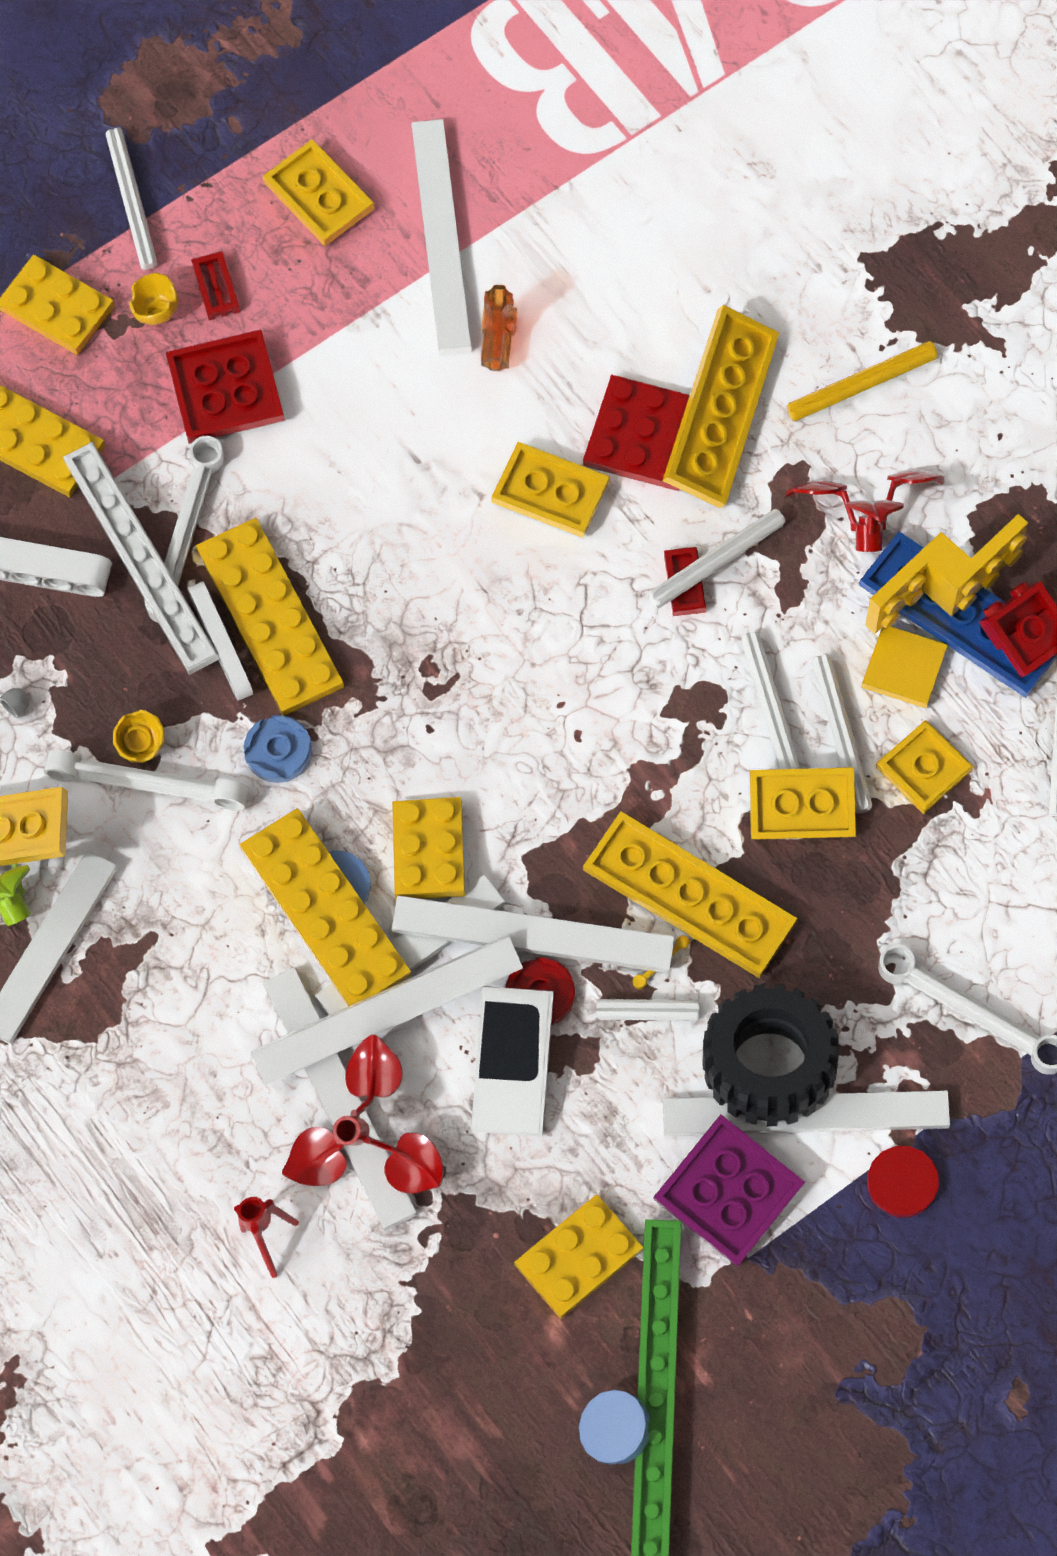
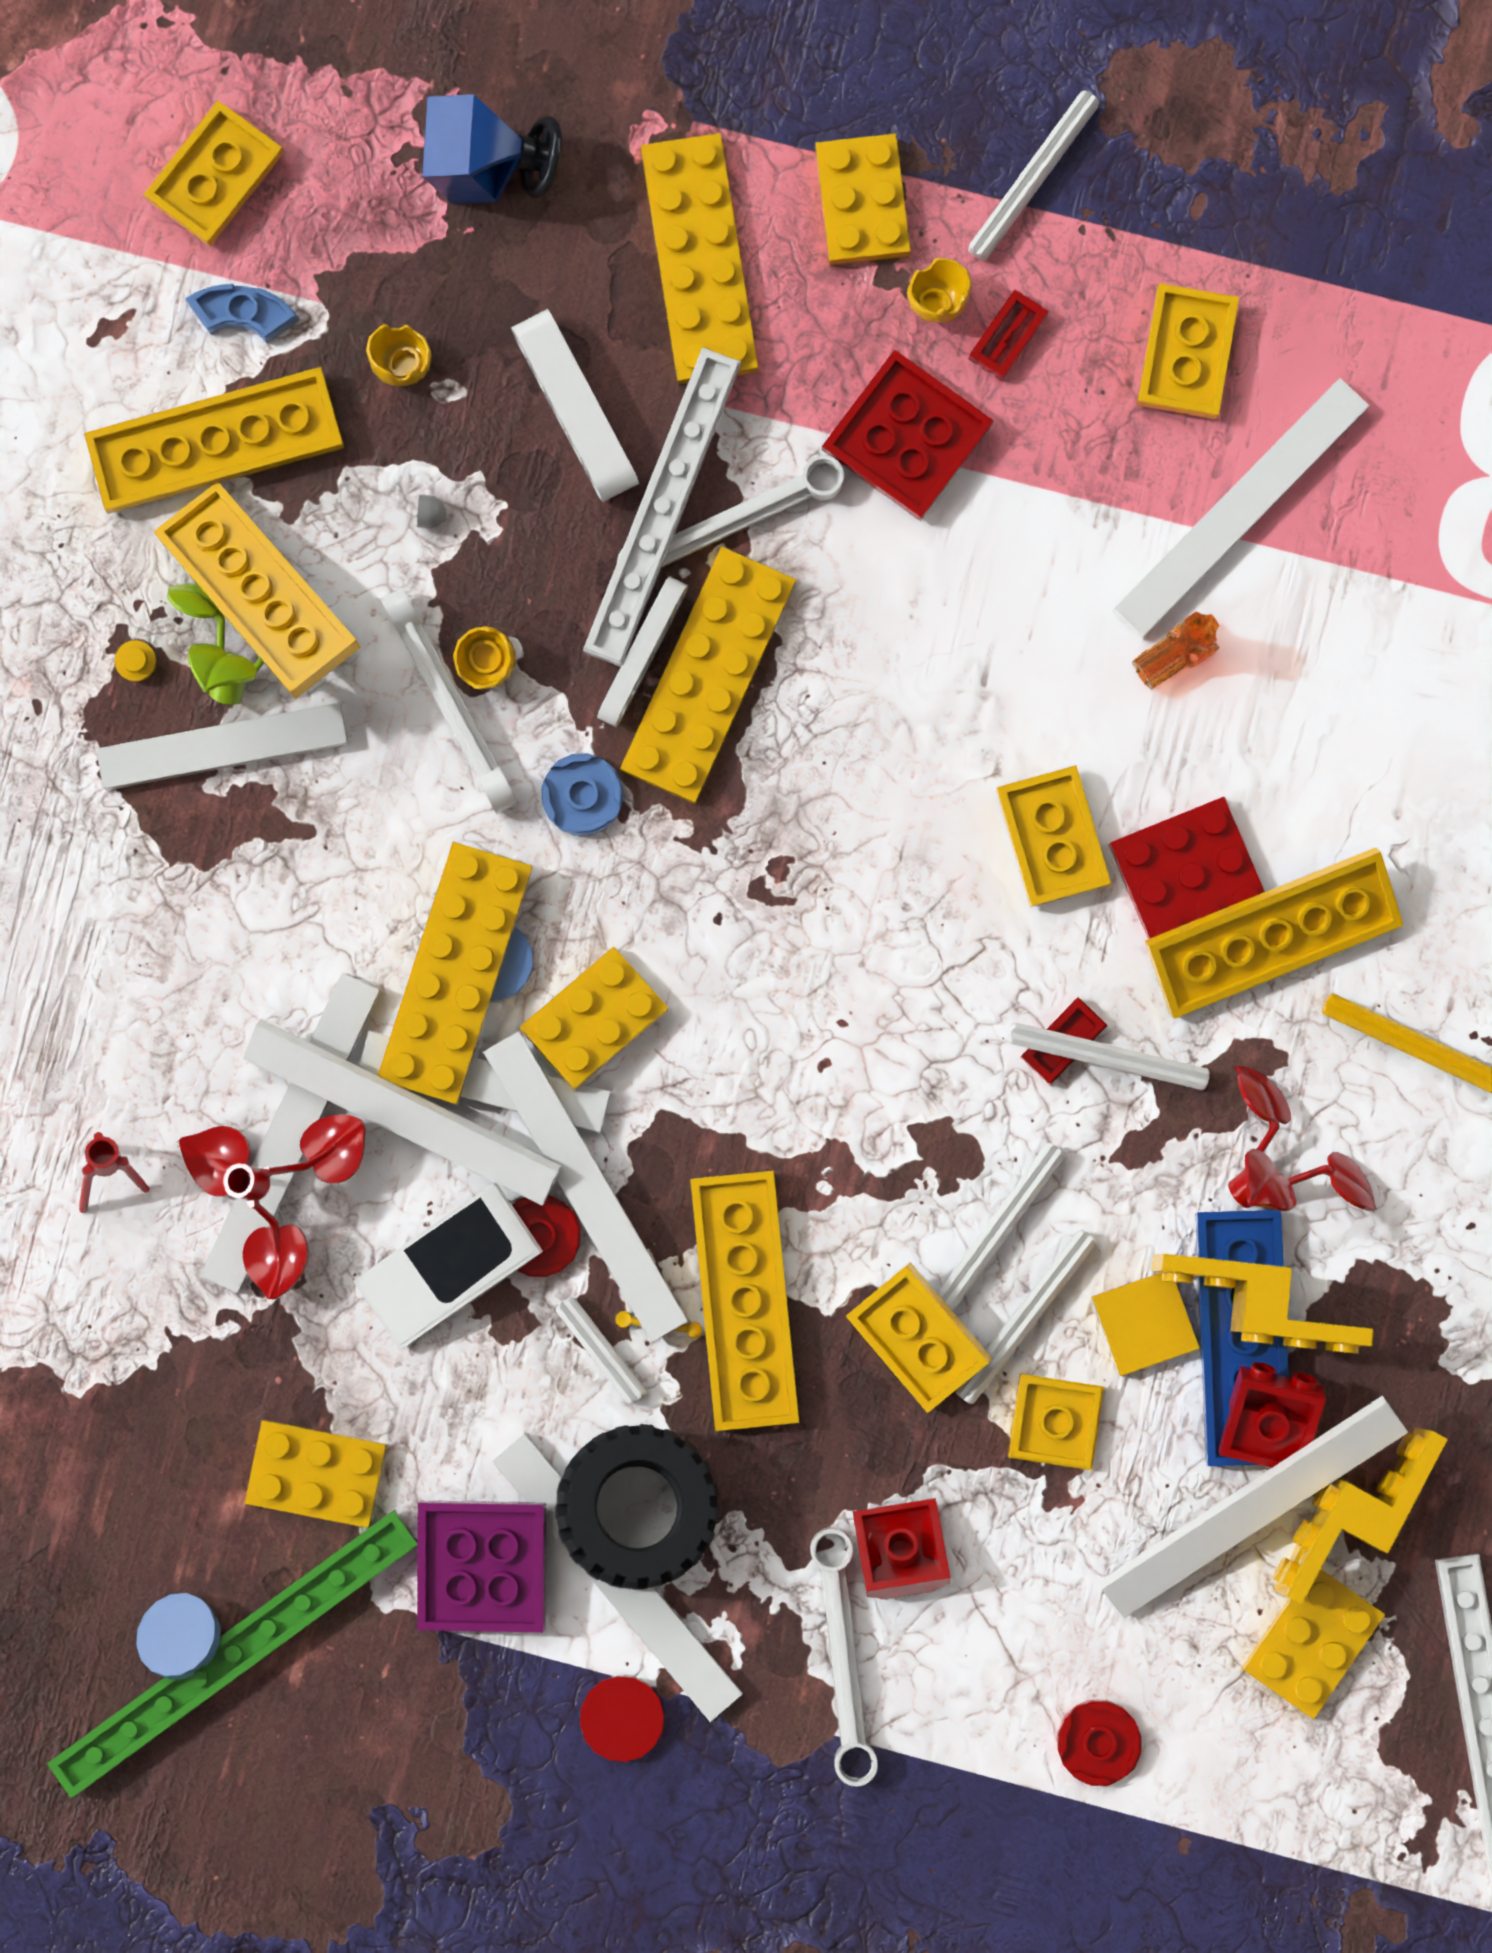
camera: 50 degrees right, 15 degrees up
(932, 917) = (901, 1549): none -> red slope

